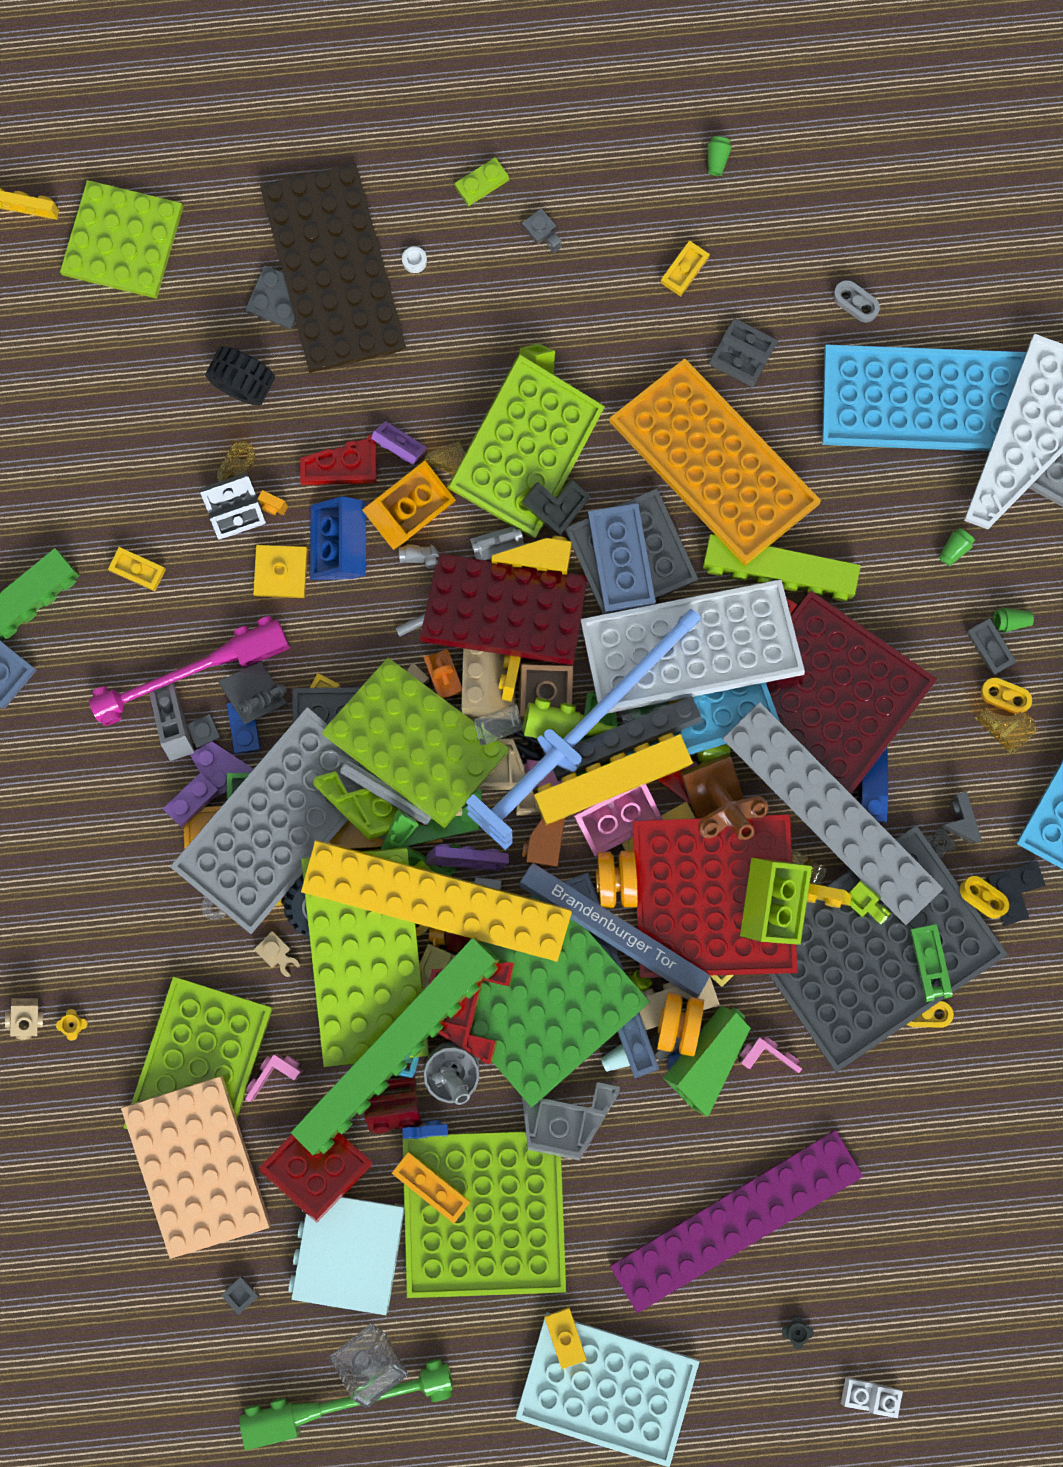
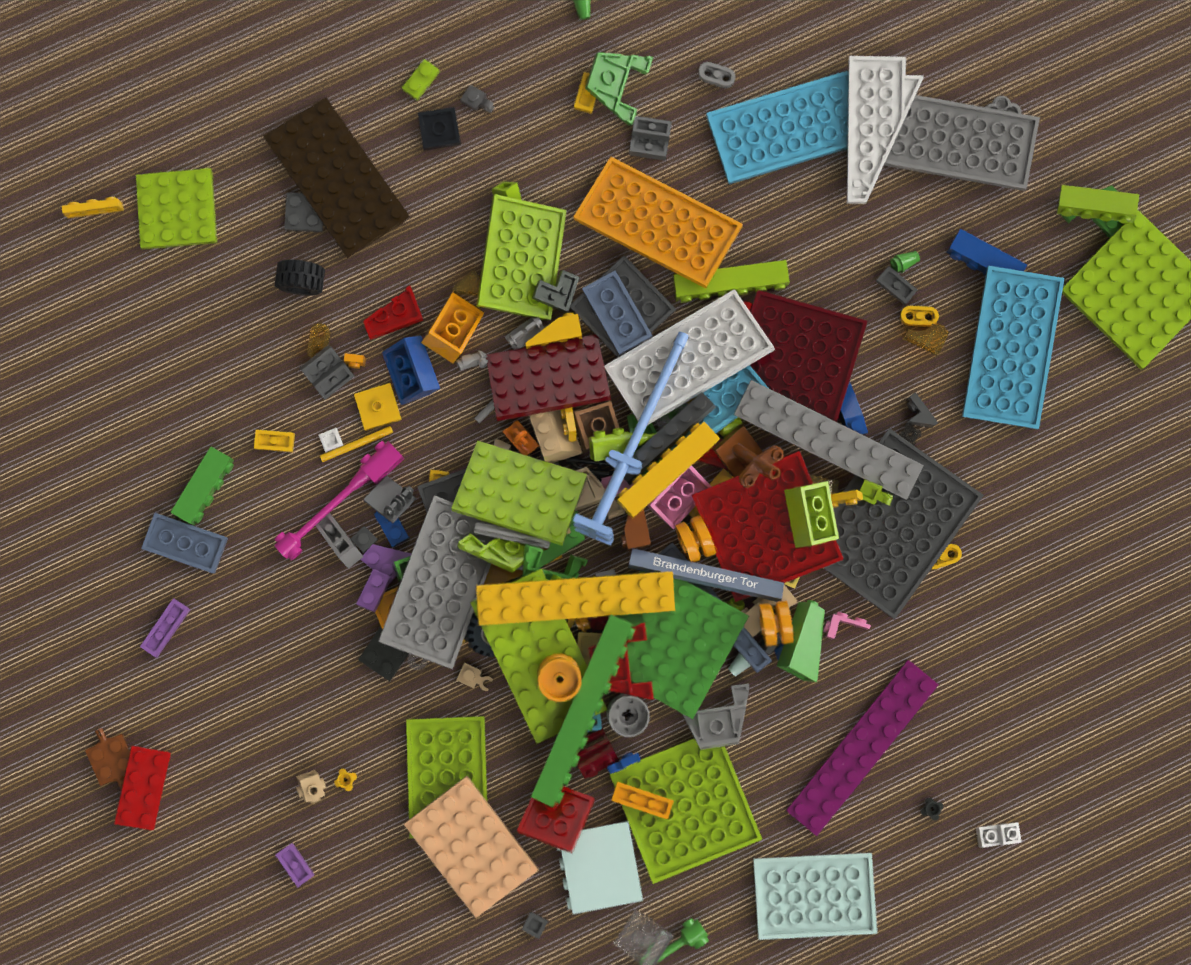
camera: 25 degrees left, 0 degrees up
(171, 890) = (382, 658): none -> pearl dark grey plate
(207, 592) = (331, 440): none -> white tile
(237, 608) = (356, 444): none -> yellow bar
(286, 1065) = (510, 753): bright pink bracket -> none
(383, 1008) = (561, 688): none -> light orange wheel
(399, 443) = (429, 286): medium lavender plate -> none
(414, 259) = (392, 151): white tile -> none
(455, 1086) = (633, 722): light grey arm -> none
(467, 858) = (585, 561): medium lavender plate -> none
(482, 250) = (439, 128): none -> black plate
(498, 724) = (573, 460): clear tile -> none
(565, 1338) = (773, 870): yellow plate -> none
(716, 261) = (609, 79): none -> bright green wing
(931, 962) = (933, 519): bright green plate -> none
(956, 546) = (847, 224): bright green cone -> none
(983, 895) = (953, 460): yellow plate -> none
(1012, 884) = (967, 450): black plate -> none

